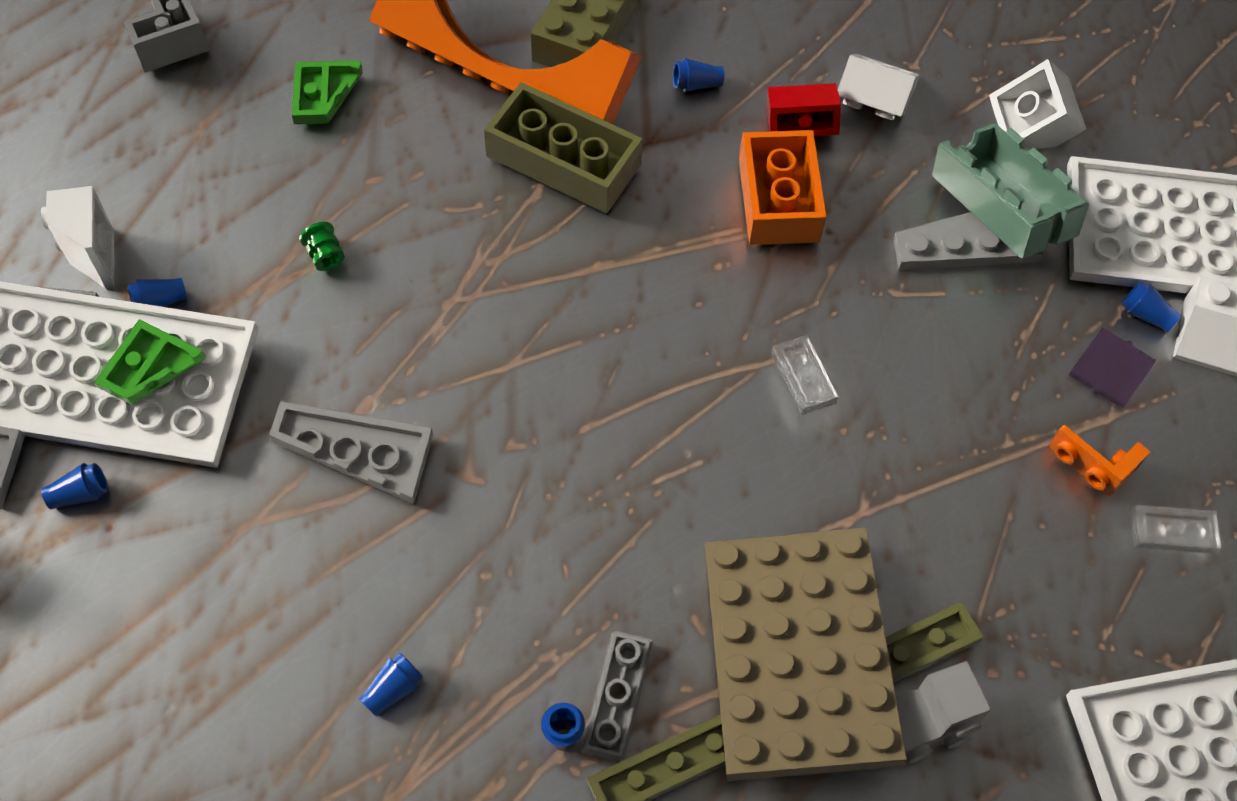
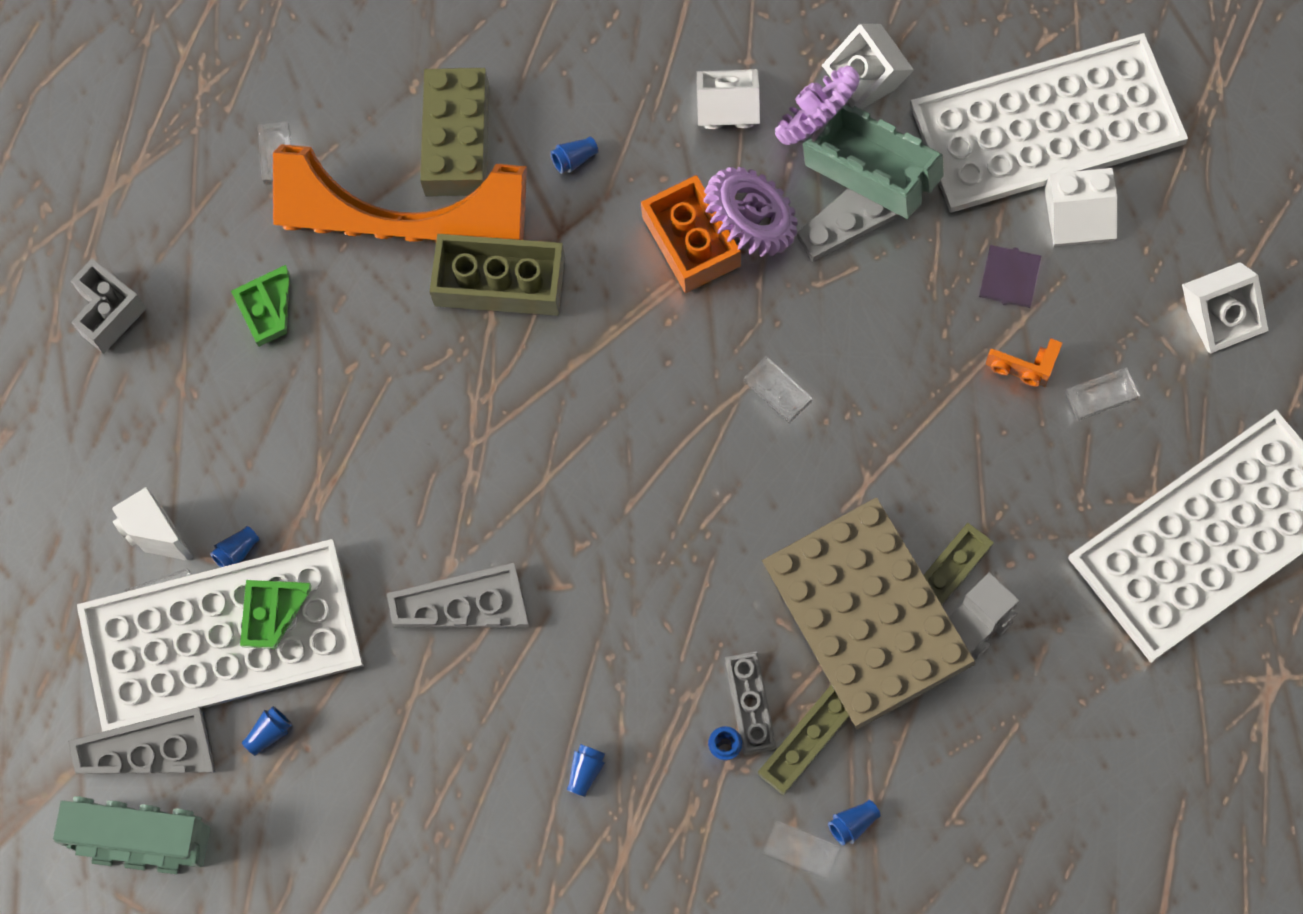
camera: 15 degrees left, 10 degrees up
(322, 245) = (345, 448): green bush -> none
(804, 108) = (680, 149): red brick -> none
(850, 188) = (745, 215): none -> lavender gear
(969, 115) = (817, 105): none -> lavender gear
(1151, 307) = (1019, 211): blue cone -> none

